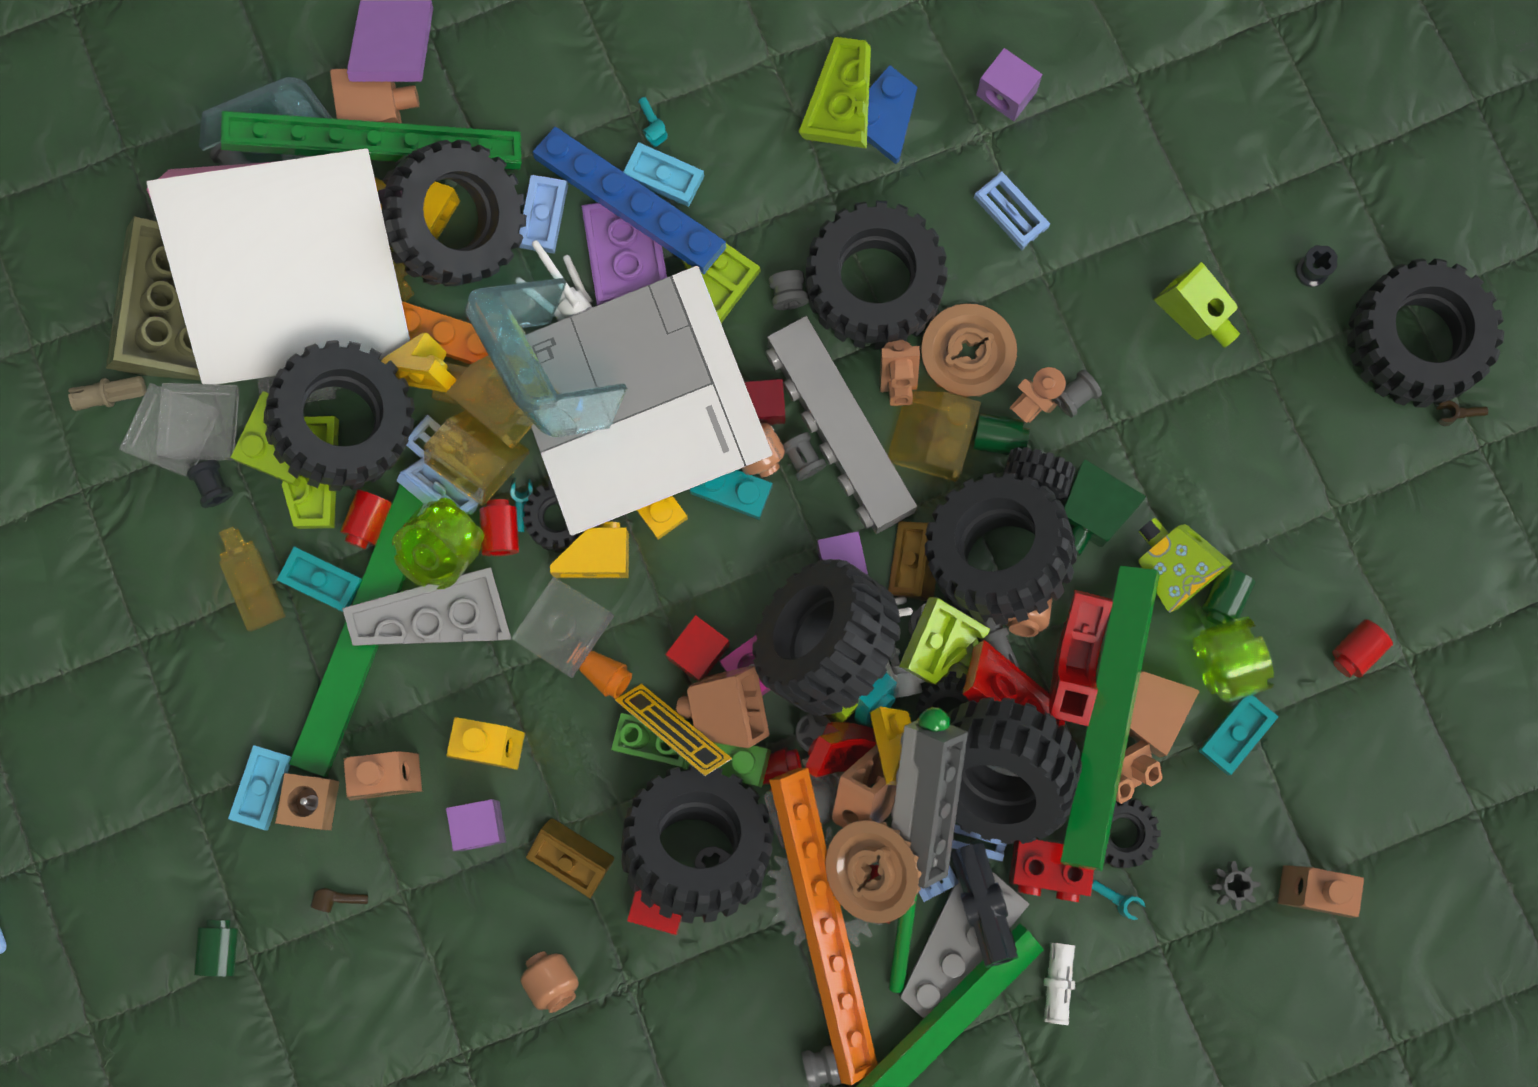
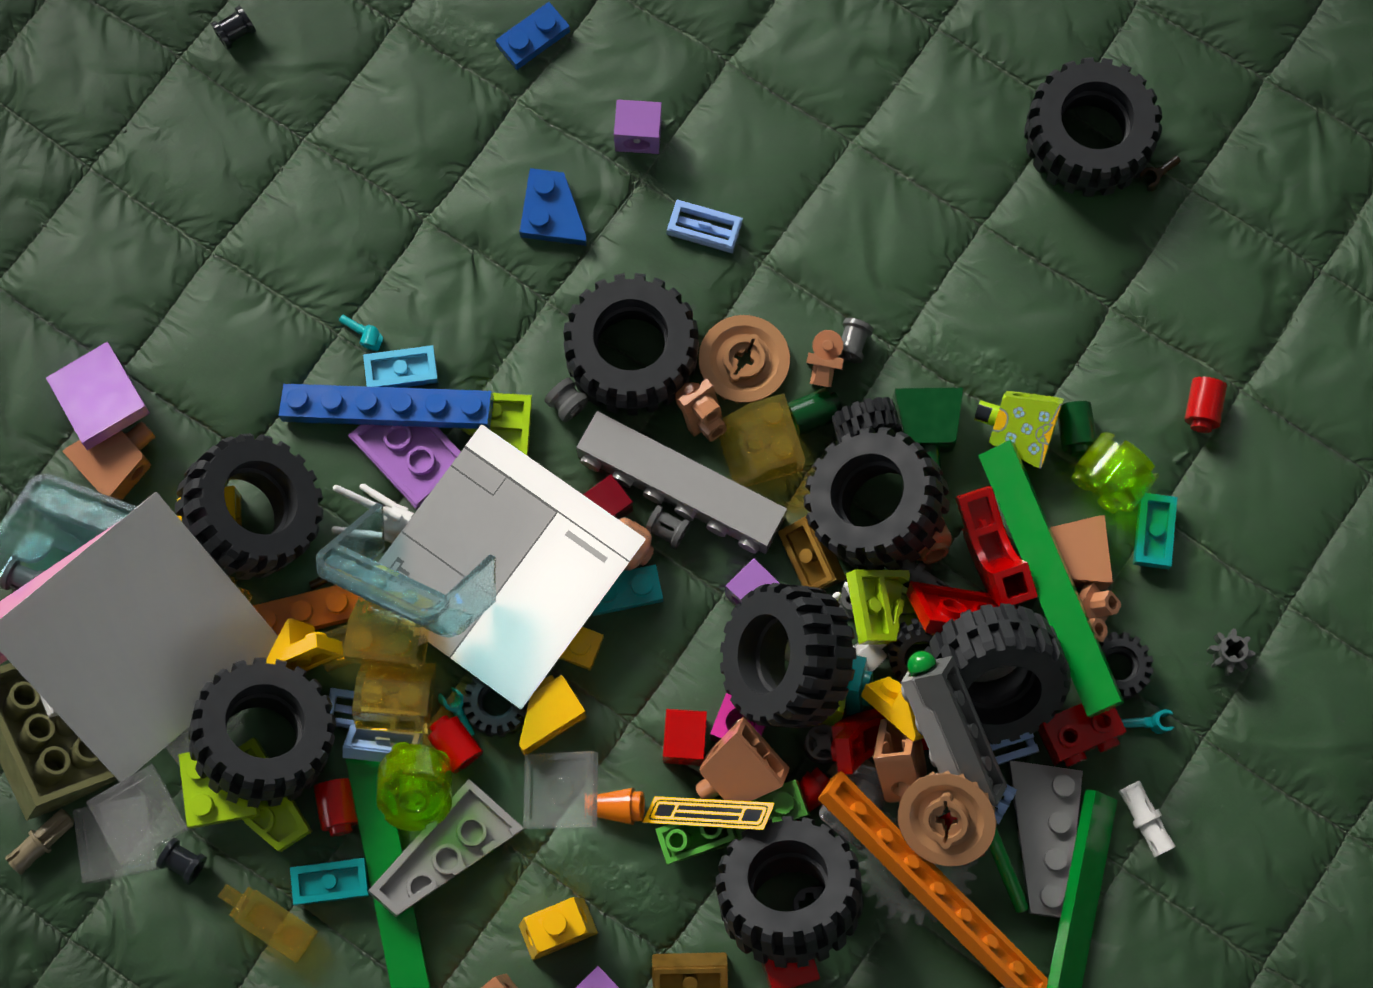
camera: 35 degrees left, 5 degrees down
(326, 136) = (122, 495): green tile -> none
(544, 212) = (320, 457): light blue plate -> none
(841, 96) = (507, 217): lime wing -> none
(984, 905) = (1050, 792): black piece -> none
(1200, 305) = (904, 211): lime torso -> none
(1321, 890) = (1302, 611): nougat torso -> none
(1322, 255) = (974, 114): black bush -> none

